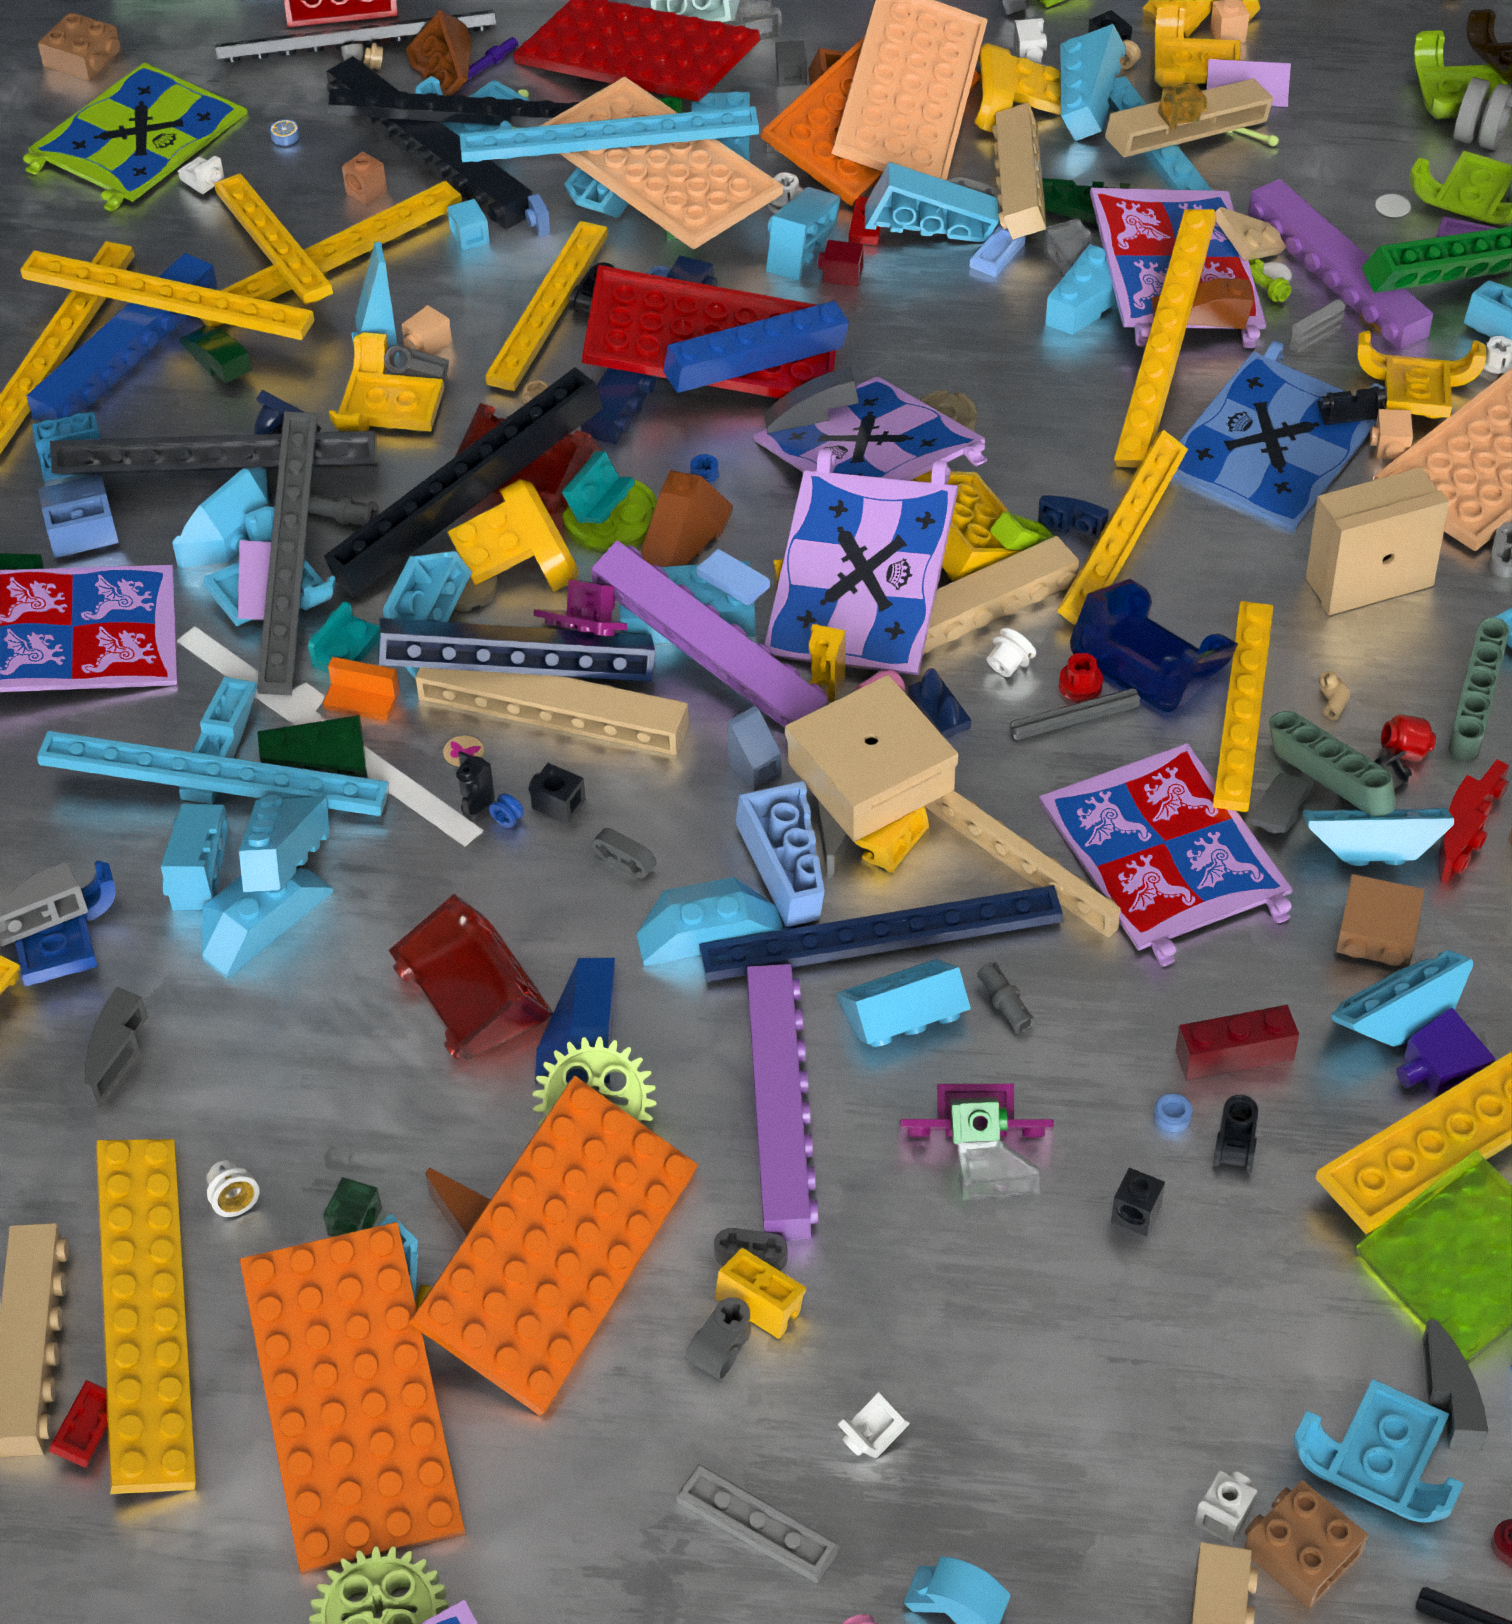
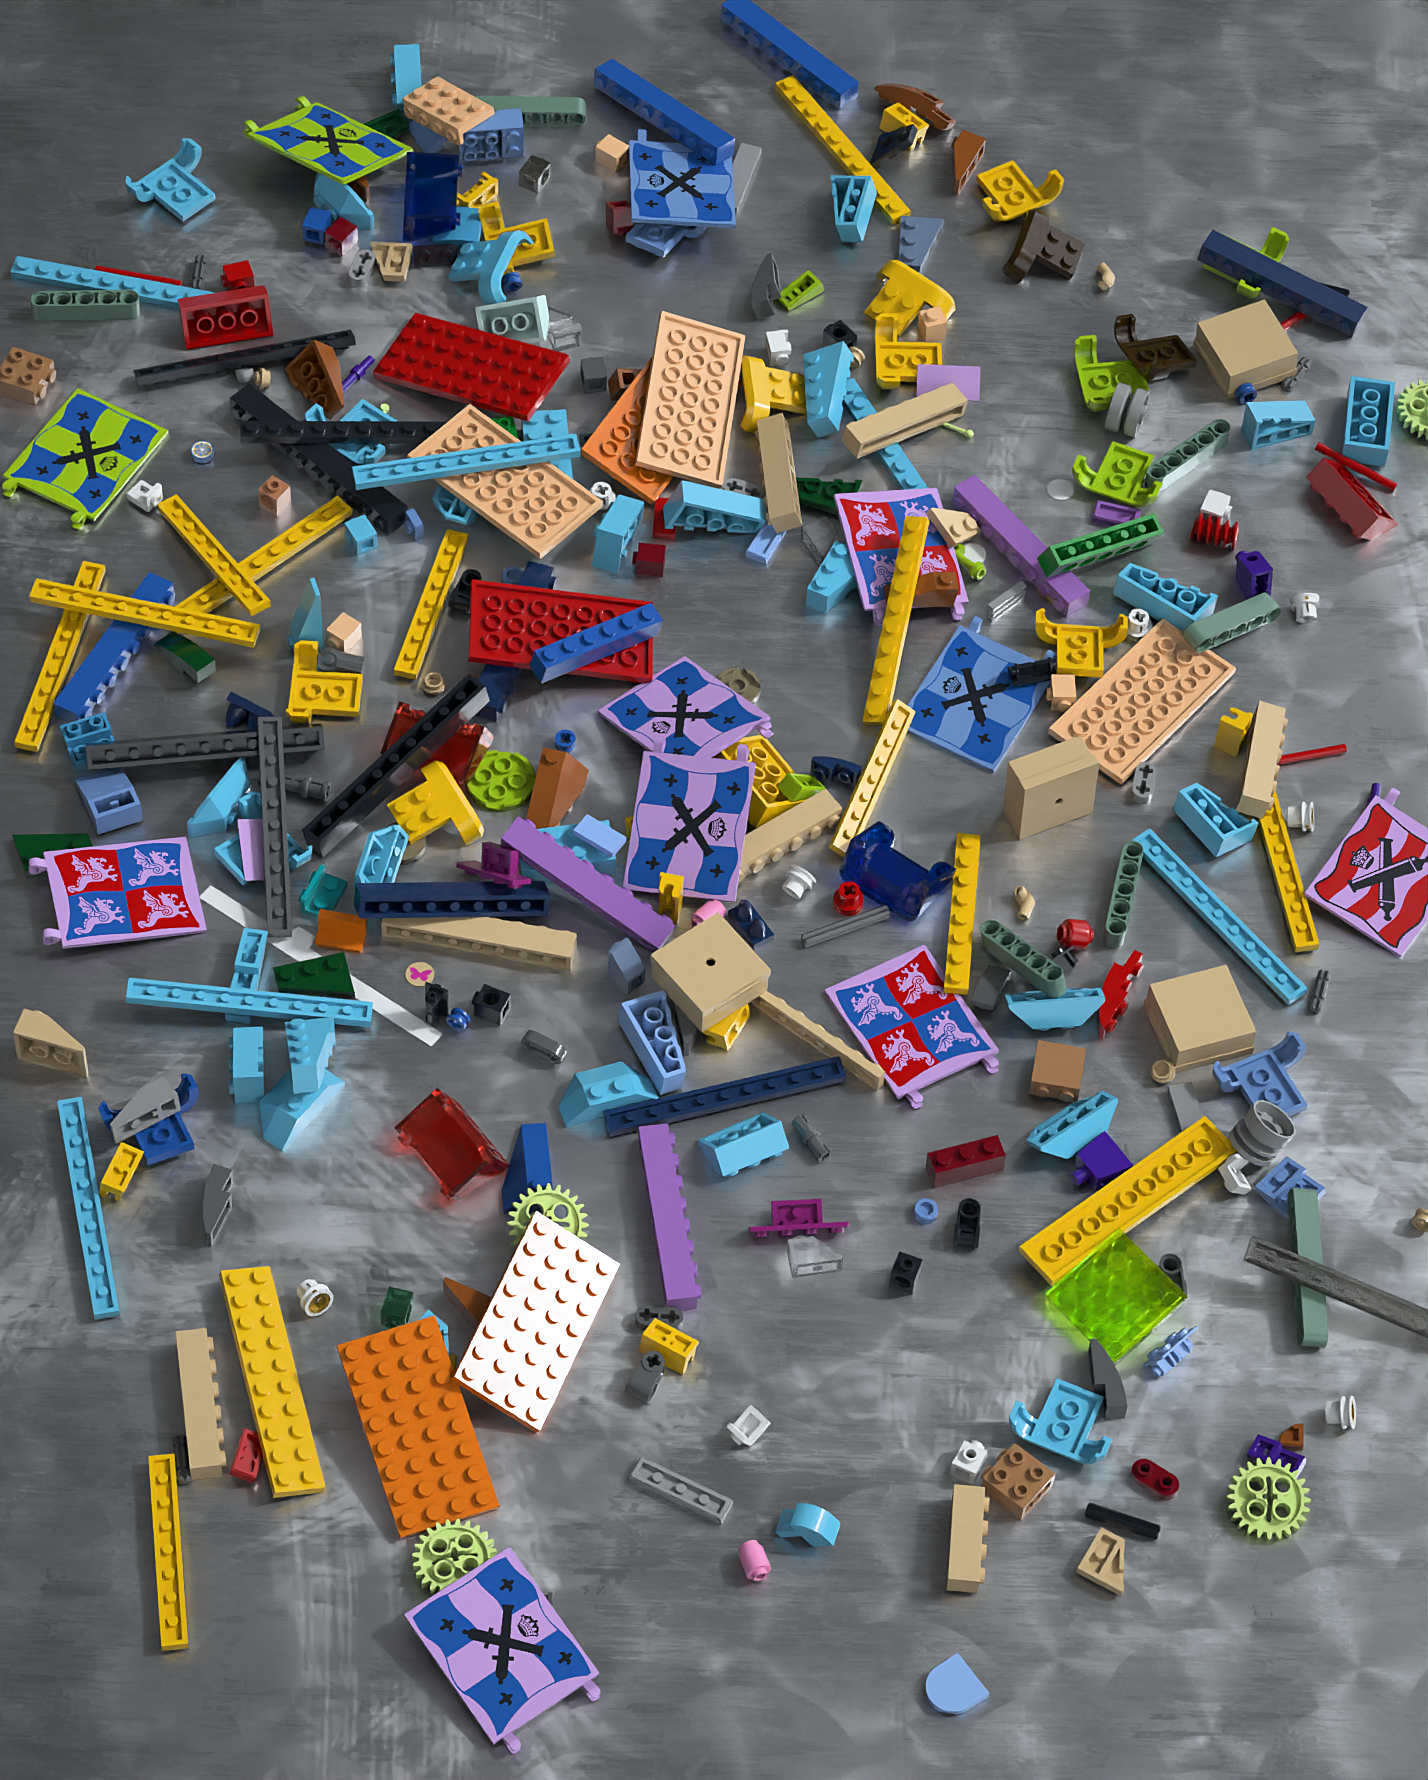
camera: 10 degrees left, 5 degrees up
(596, 489) = (491, 766): teal bracket -> none
(811, 401) = (639, 683): dark grey slope -> none
(966, 1109) = (793, 1219): brick -> none
(1182, 104) = (899, 417): clear yellow brick -> none

